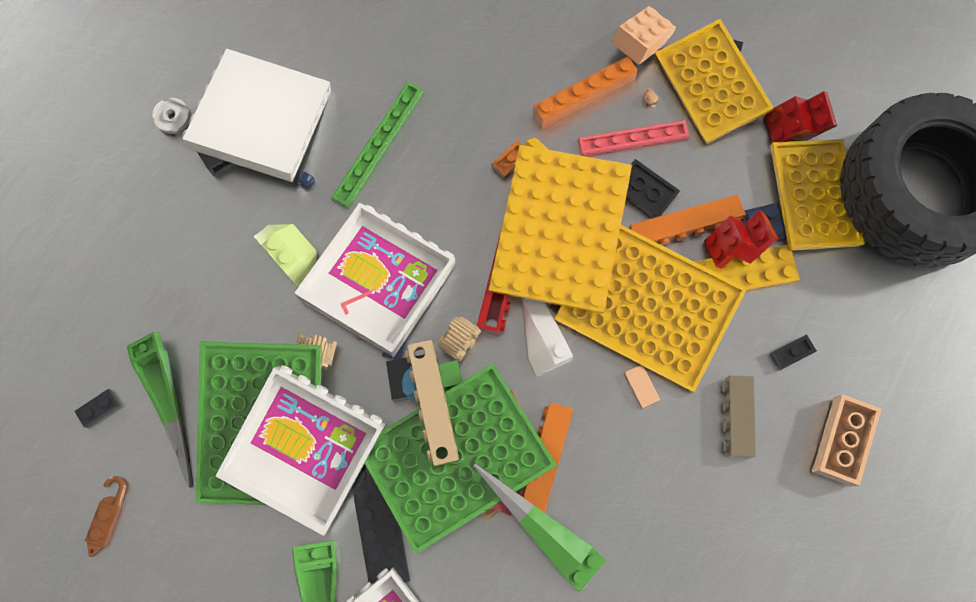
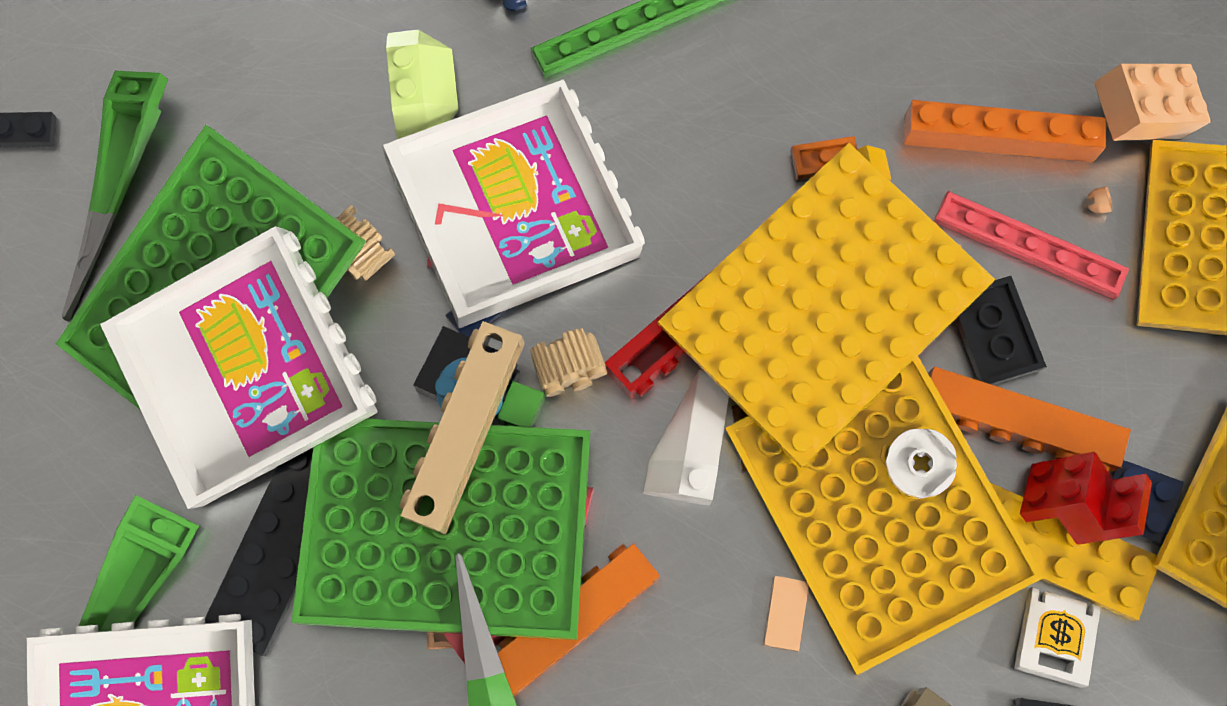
camera: 30 degrees right, 0 degrees up
(666, 267) = (941, 463): none -> white plate
(768, 308) = (1058, 629): none -> white container

